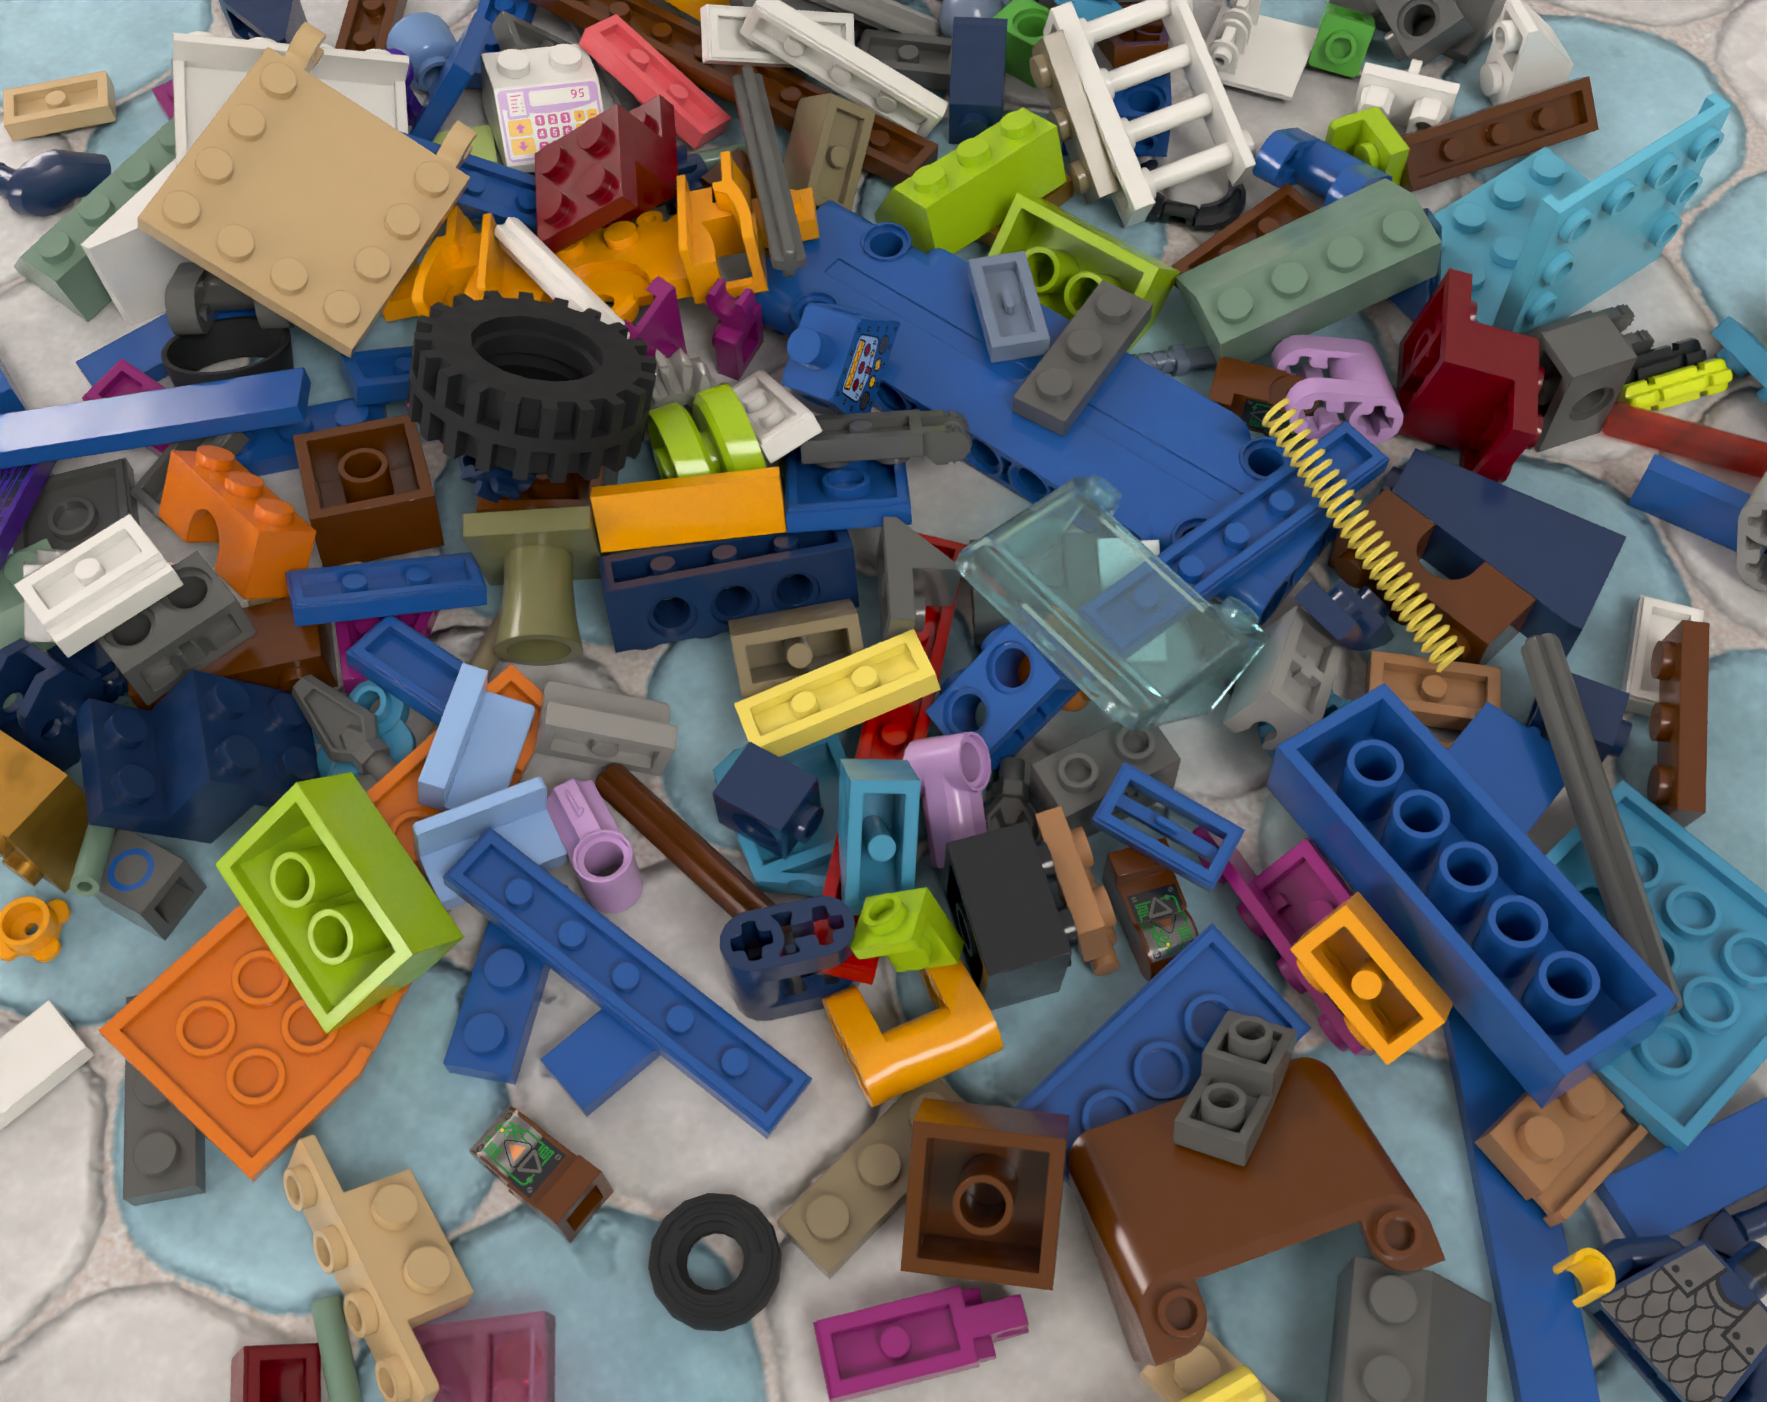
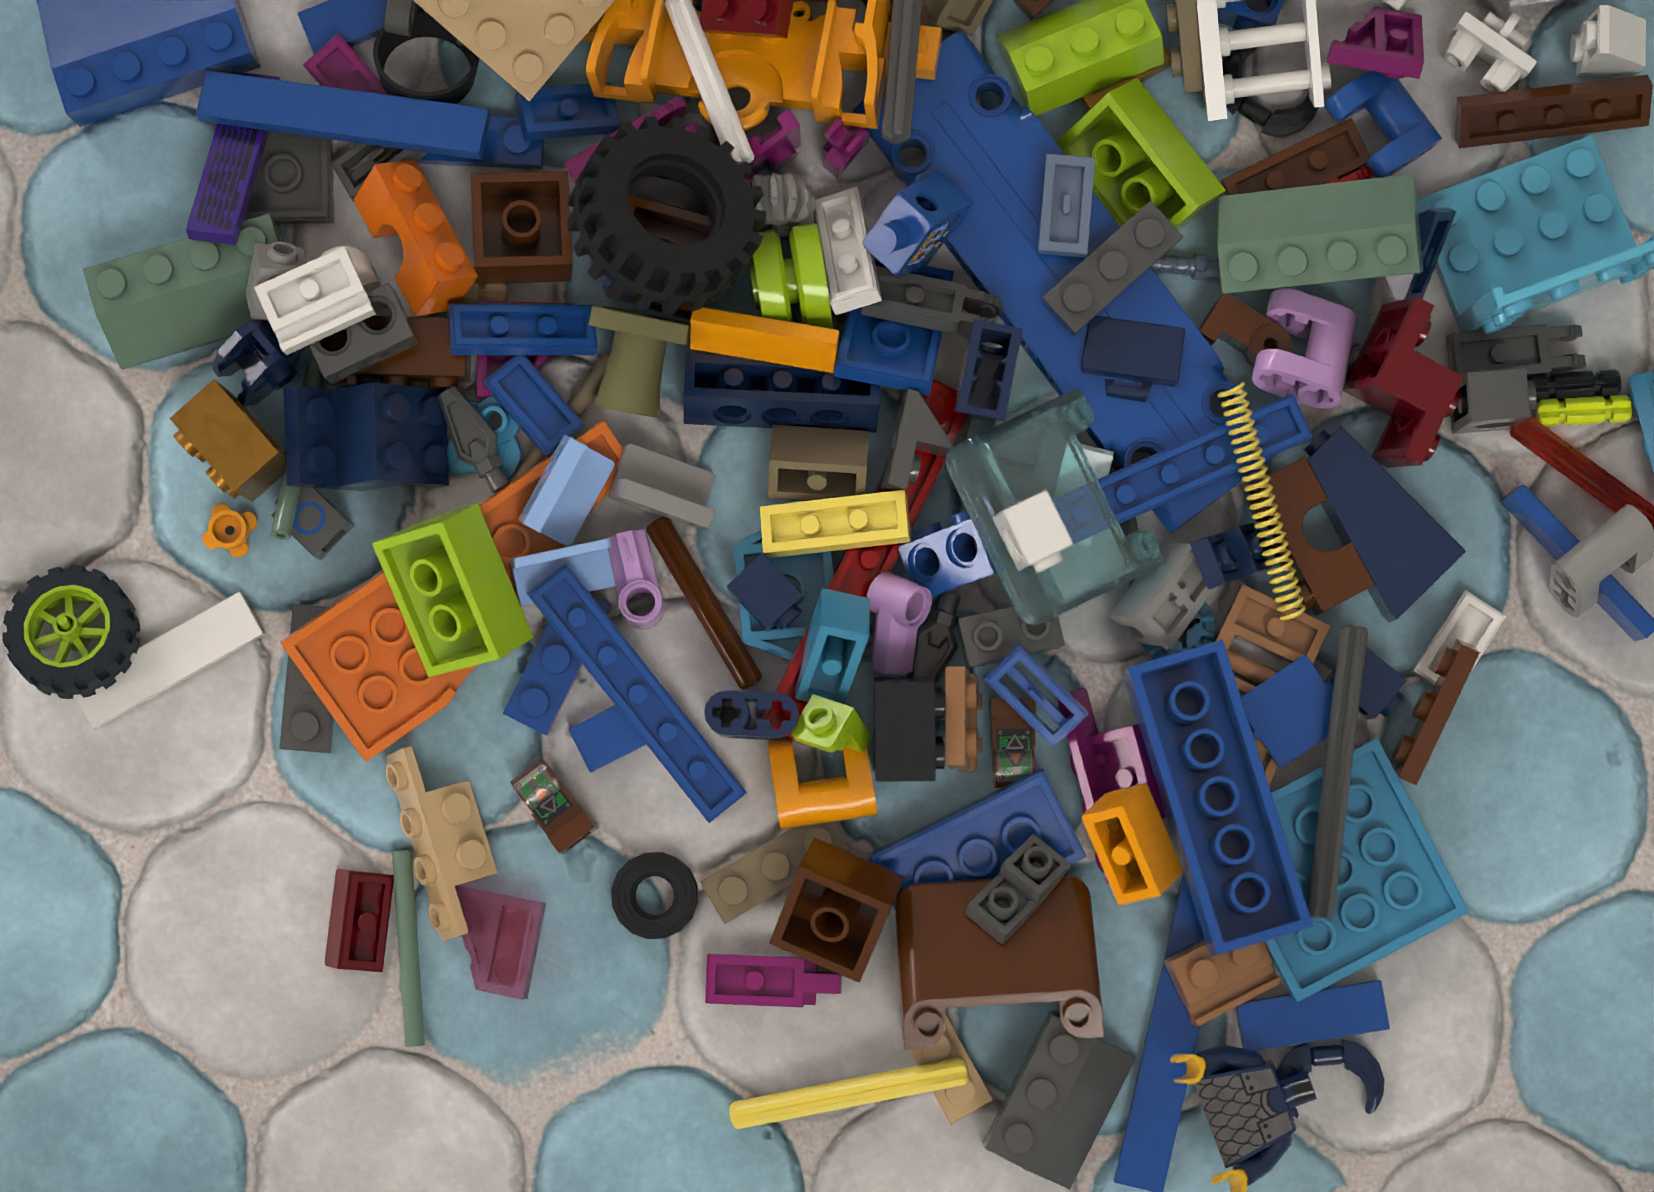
camera: 15 degrees right, 25 degrees up
(979, 496) = (987, 370): none -> dark blue torso
(1095, 601) = (1033, 533): none -> white brick
(1140, 436) = (1134, 353): none -> dark blue piece
(1297, 110) = (1383, 43): none -> magenta wing
(1371, 139) = (1443, 101): lime bracket -> none

